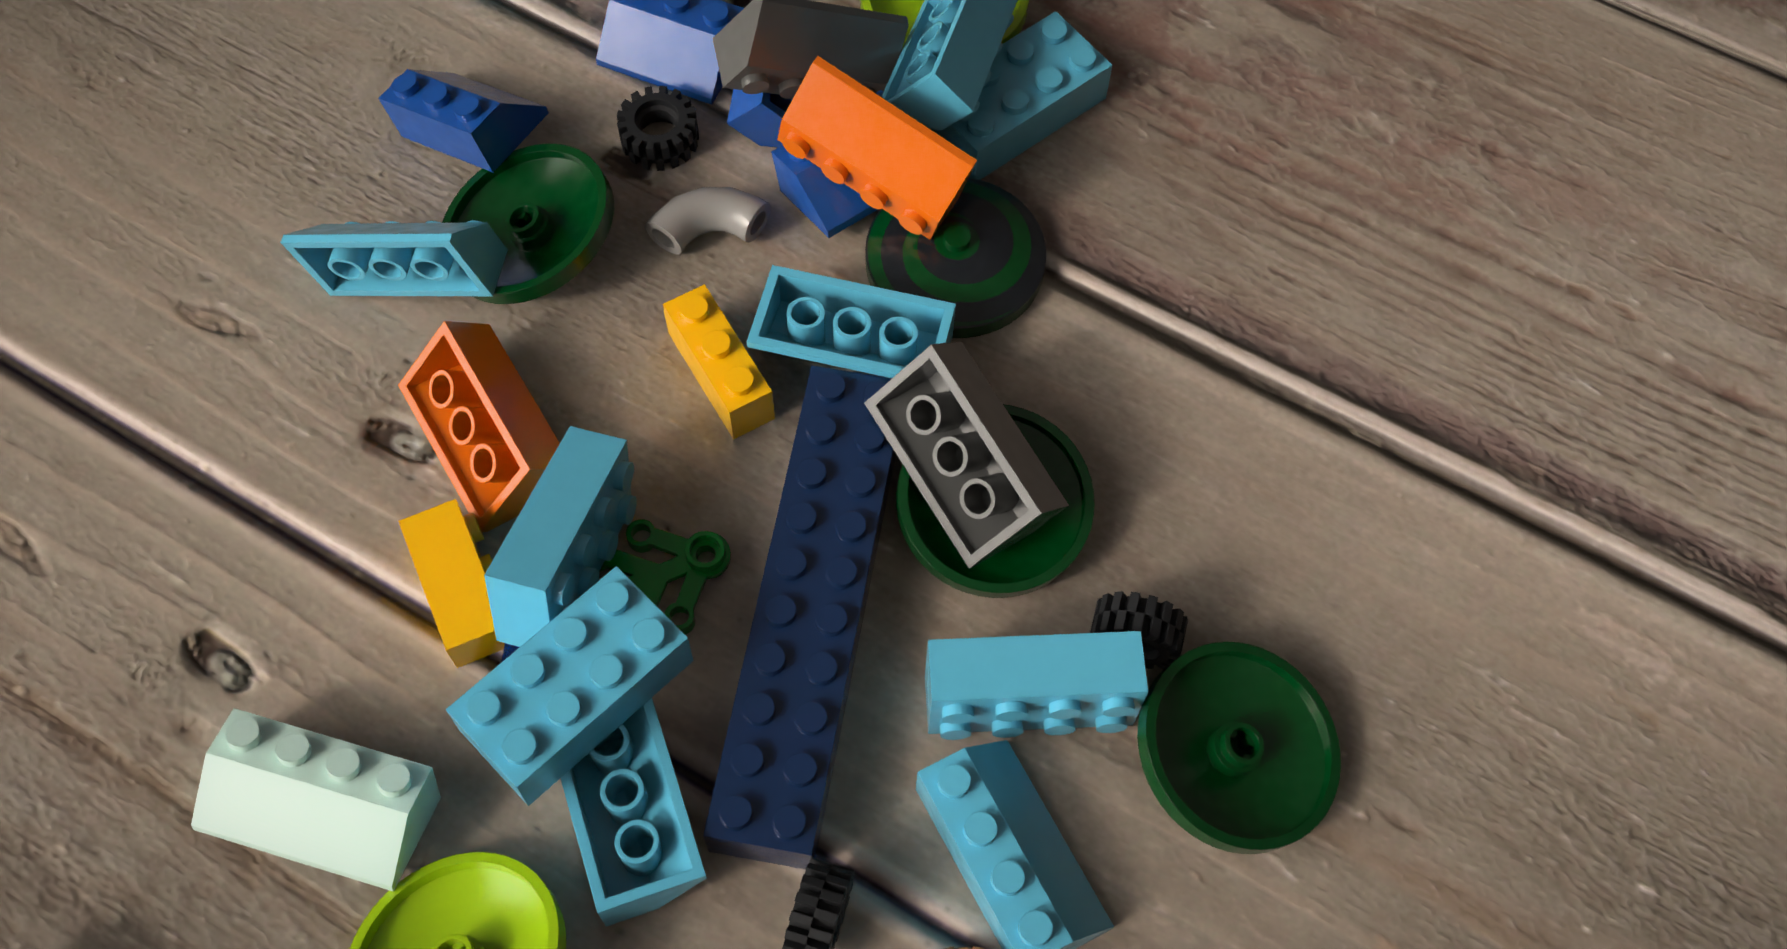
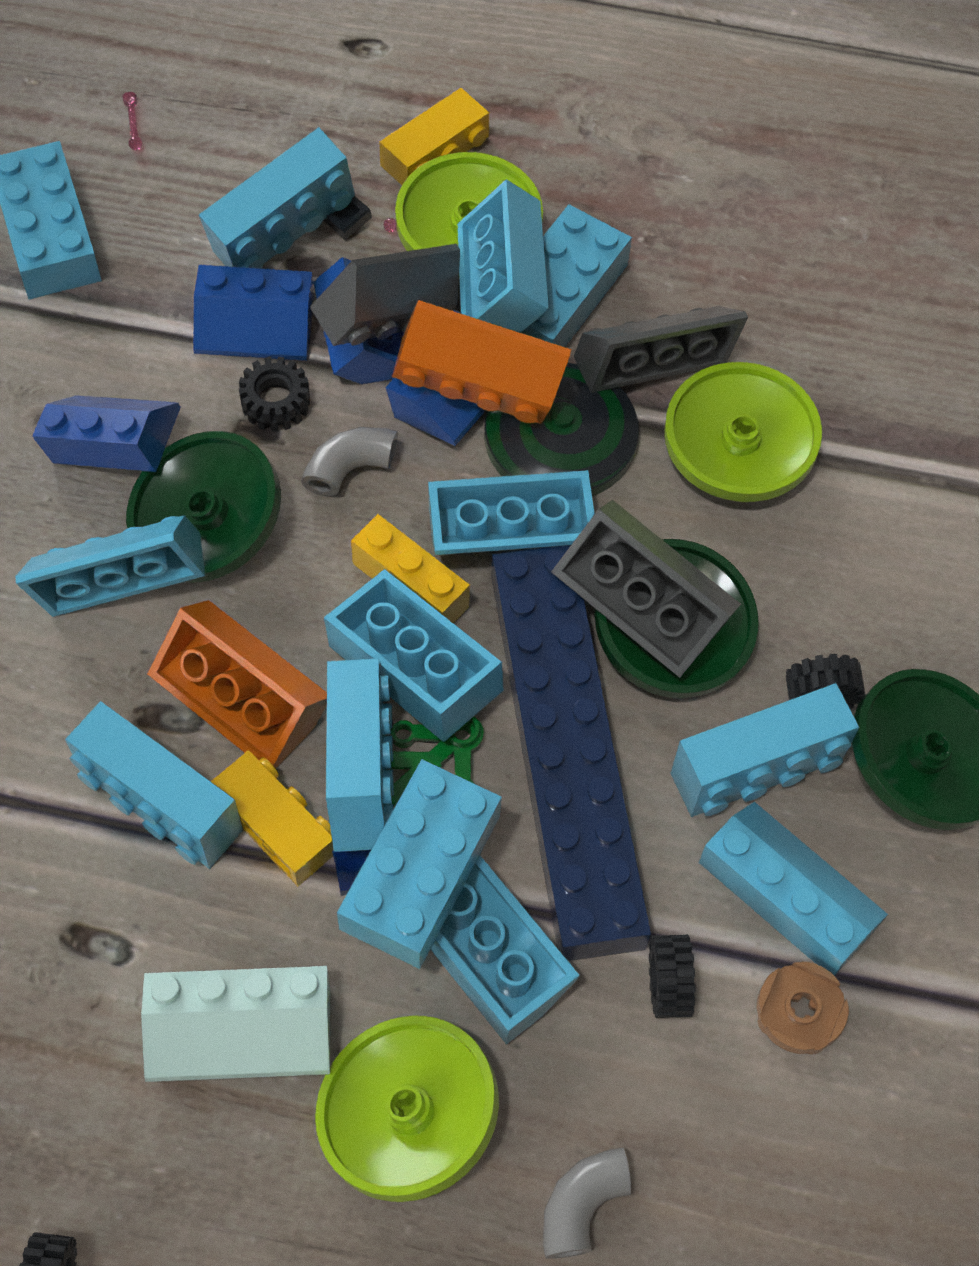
camera: 20 degrees left, 0 degrees up
(335, 507) = (154, 786): none -> medium azure brick
(681, 451) = (430, 662): none -> medium azure brick
(1096, 193) = (658, 347): none -> dark grey slope
(1157, 314) = (742, 431): none -> lime dish

